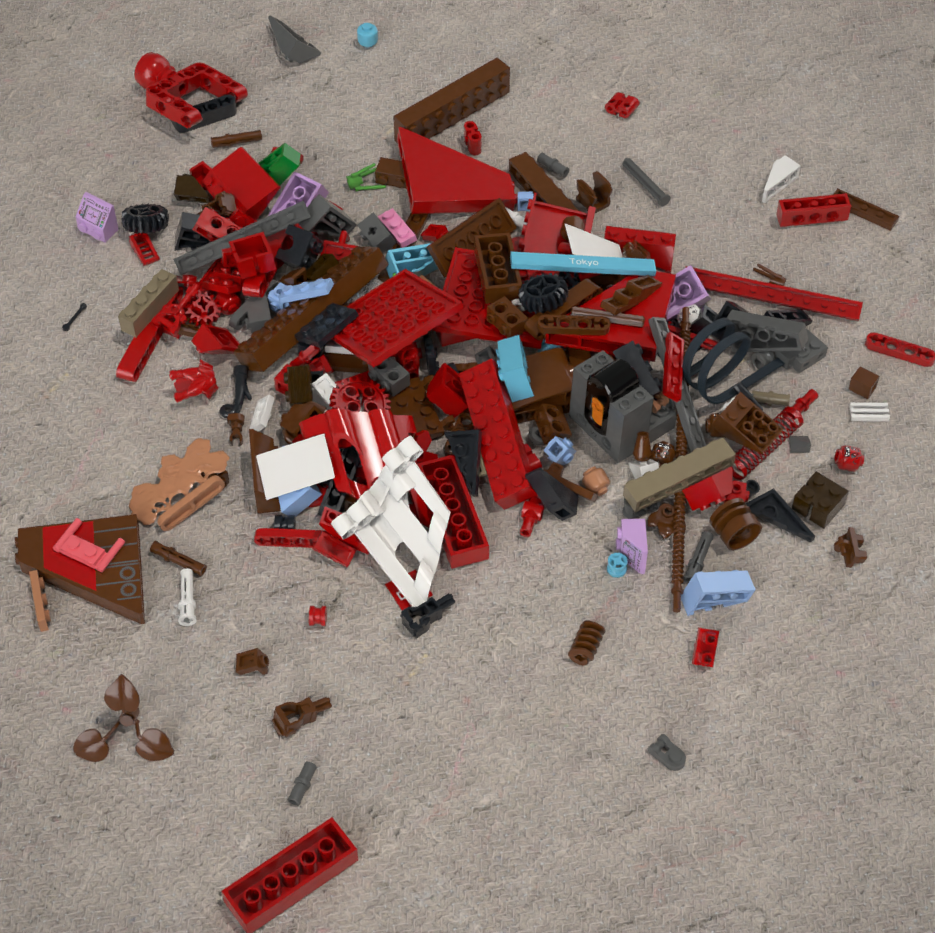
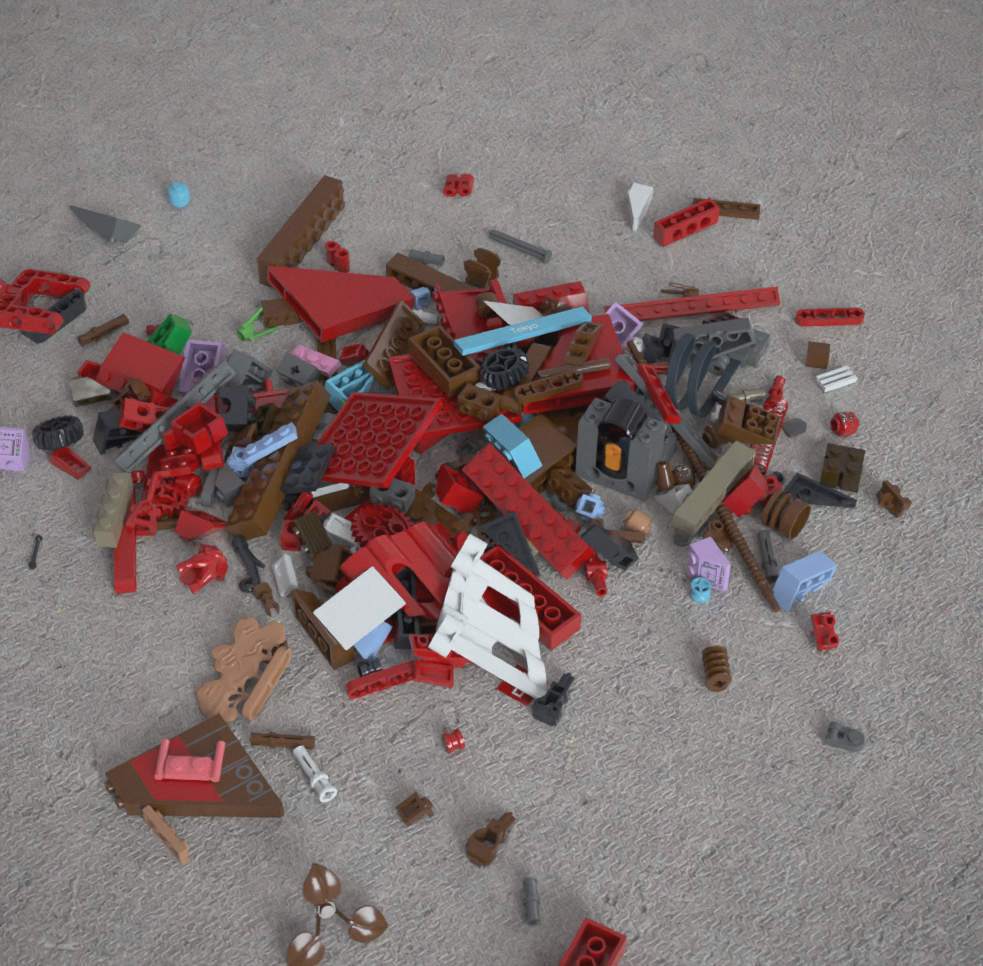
camera: 25 degrees left, 5 degrees down
(431, 354) = (422, 468): black wing -> none

